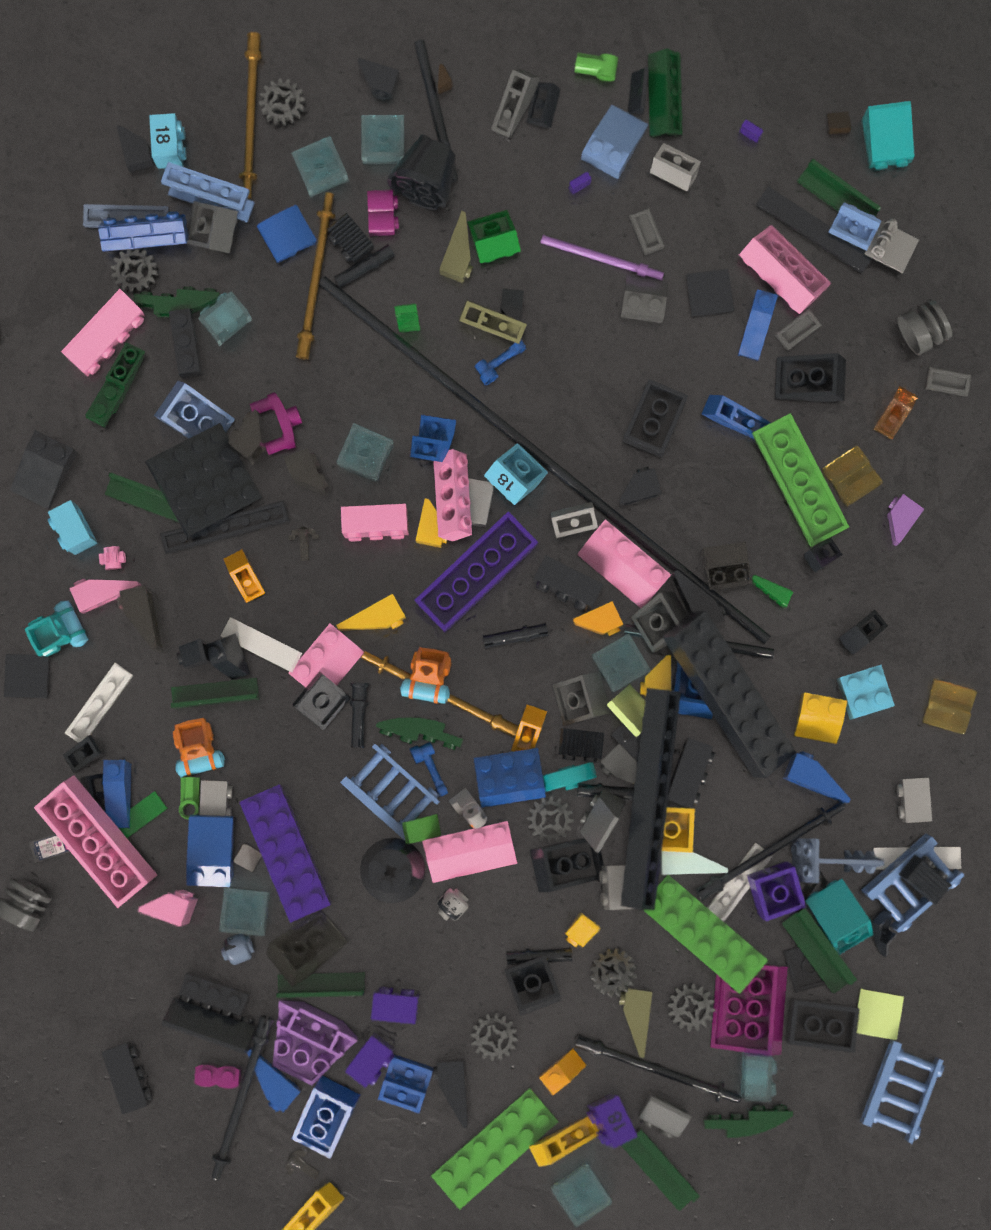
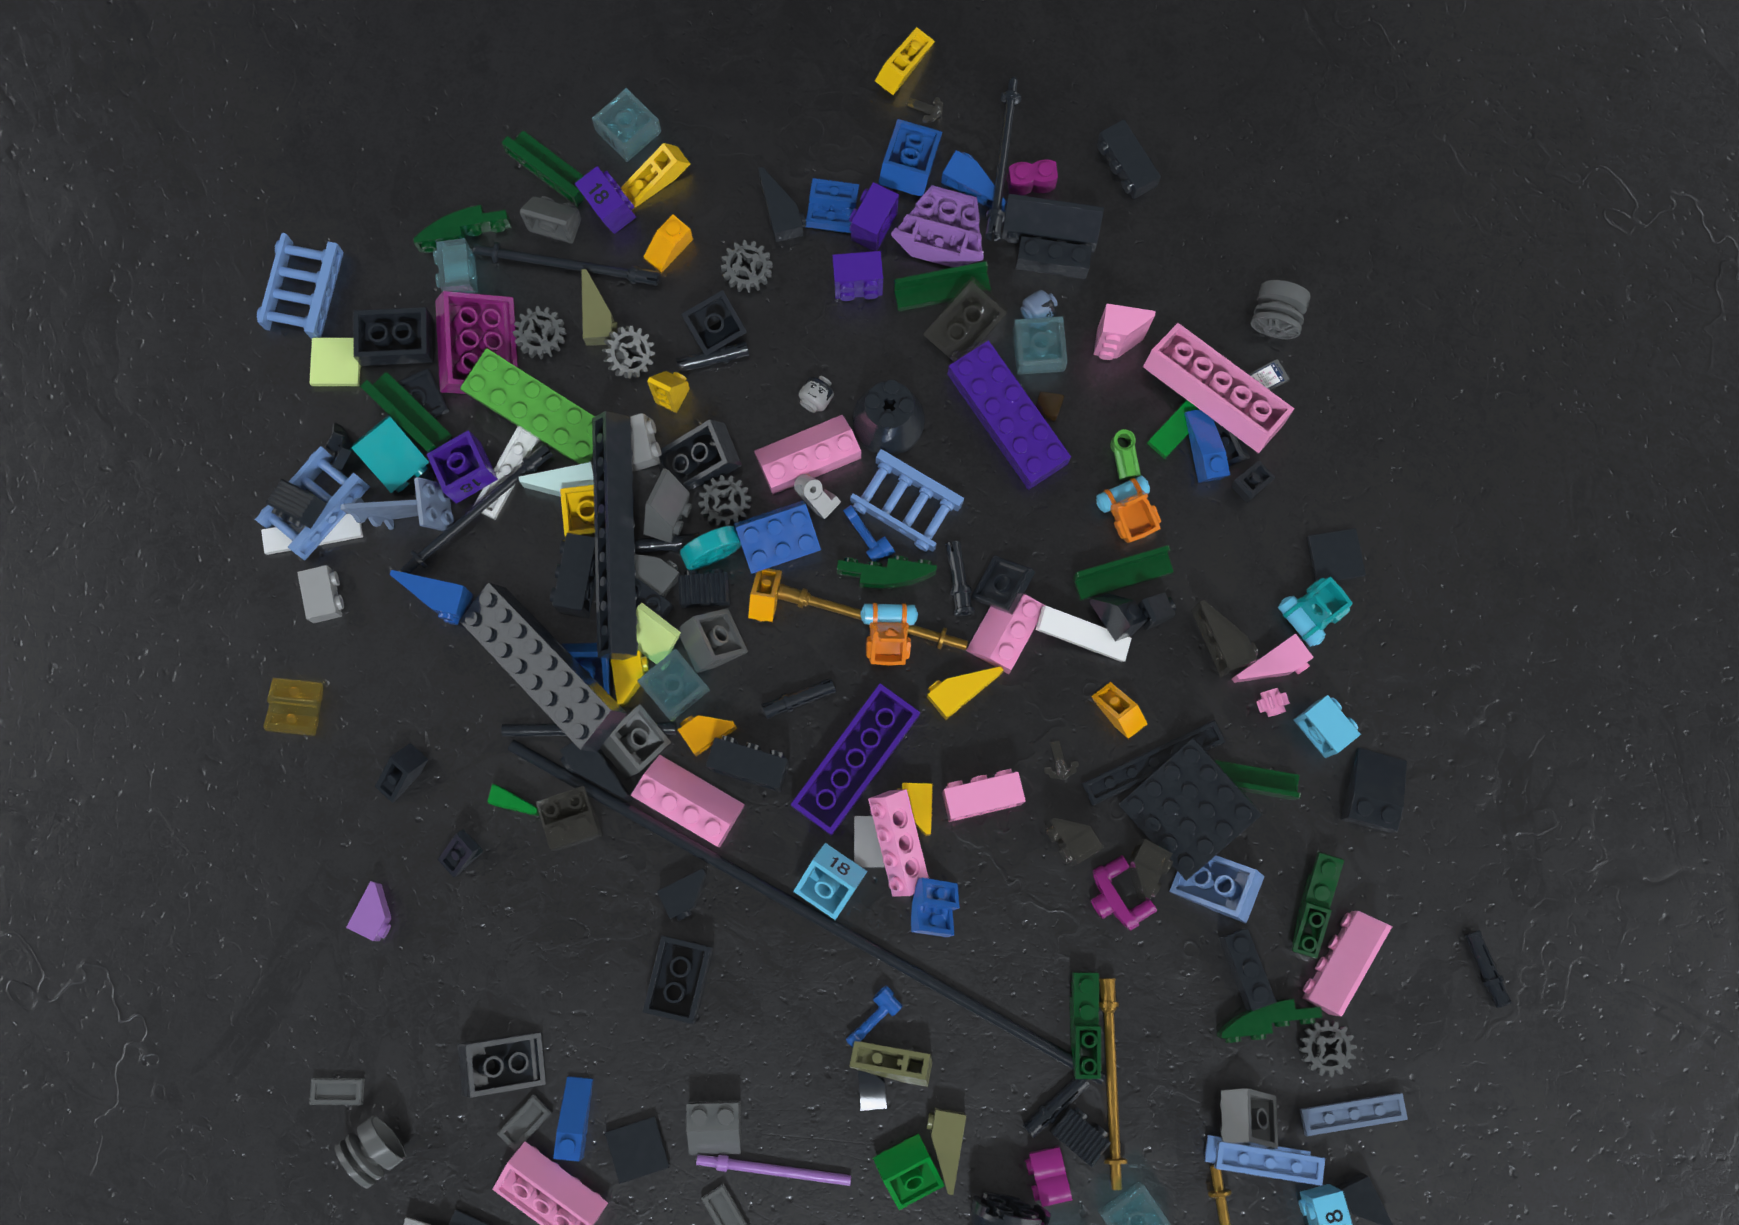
camera: 165 degrees right, 5 degrees down
(99, 703) = (1248, 541): white tile -> none
(143, 232) = (1329, 1096): brick -> none
(210, 851) = (1091, 399): blue slope -> none
(215, 798) = (1097, 455): light grey brick -> none
(224, 317) = (1209, 1007): clear light blue brick -> none
(286, 233) = (1157, 1129): blue slope -> none
(328, 323) = (1085, 1025): none -> dark green slope
(365, 452) = (1010, 876): clear light blue brick -> none
(407, 318) = (992, 1043): green tile -> none
(421, 829) = (863, 464): bright green slope -> none
(494, 1148) = (726, 158): bright green plate -> none
(574, 519) = (753, 841): light grey brick -> none
(733, 415) = (583, 999): blue slope -> none
(800, 480) = (497, 938): bright green plate -> none
(820, 718) = (438, 667): yellow slope -> none
(852, 476) = (437, 955): clear yellow slope -> none
(865, 692) = (390, 703): medium azure brick -> none
(896, 412) = (394, 1040): clear orange slope -> none

